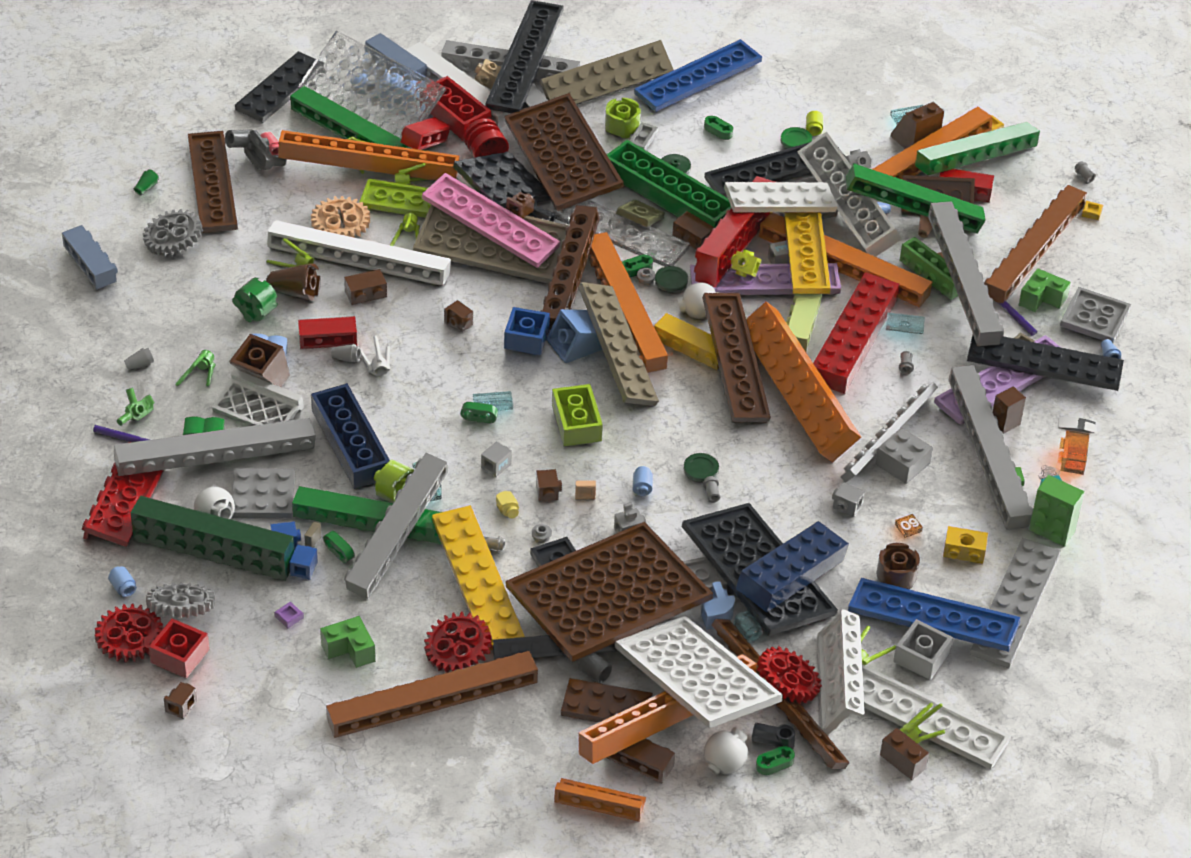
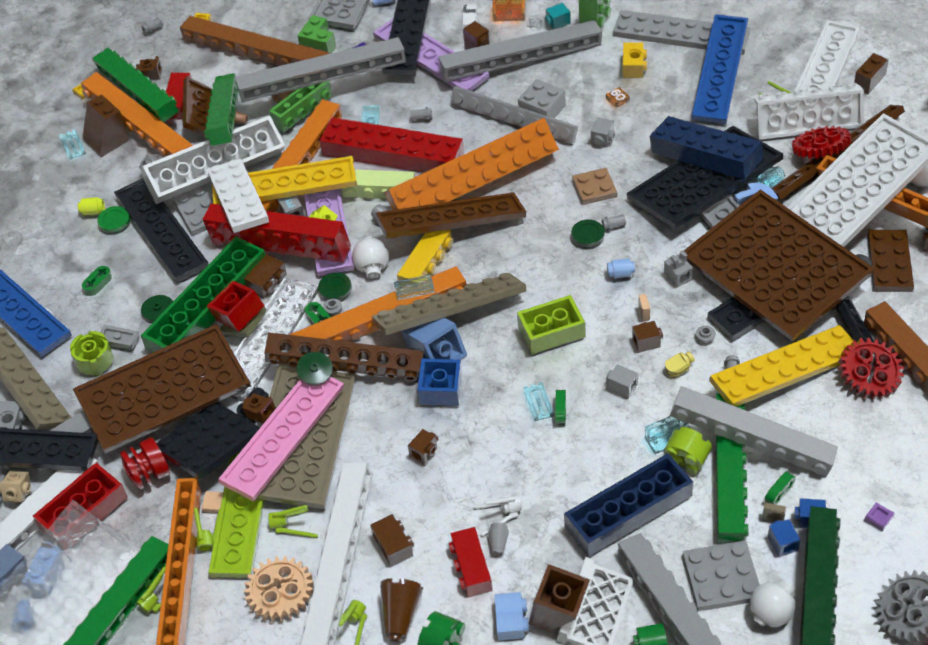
camera: 90 degrees left, 5 degrees up
(351, 638) = (899, 452): bright green brick -> none
(425, 133) = (135, 523): red brick -> none
(552, 239) = (314, 368): none -> dark green piece
(645, 197) = (235, 306): none -> red brick
(645, 330) = (414, 289): none -> clear light blue tile
(771, 485) = (594, 186): none -> medium nougat plate
(898, 565) = (674, 92): reddish brown brick -> none
(912, 730) = (849, 67): lime plant -> none
(923, 649) = (760, 68): light grey brick -> none
(1012, 162) = (151, 68): none -> reddish brown brick

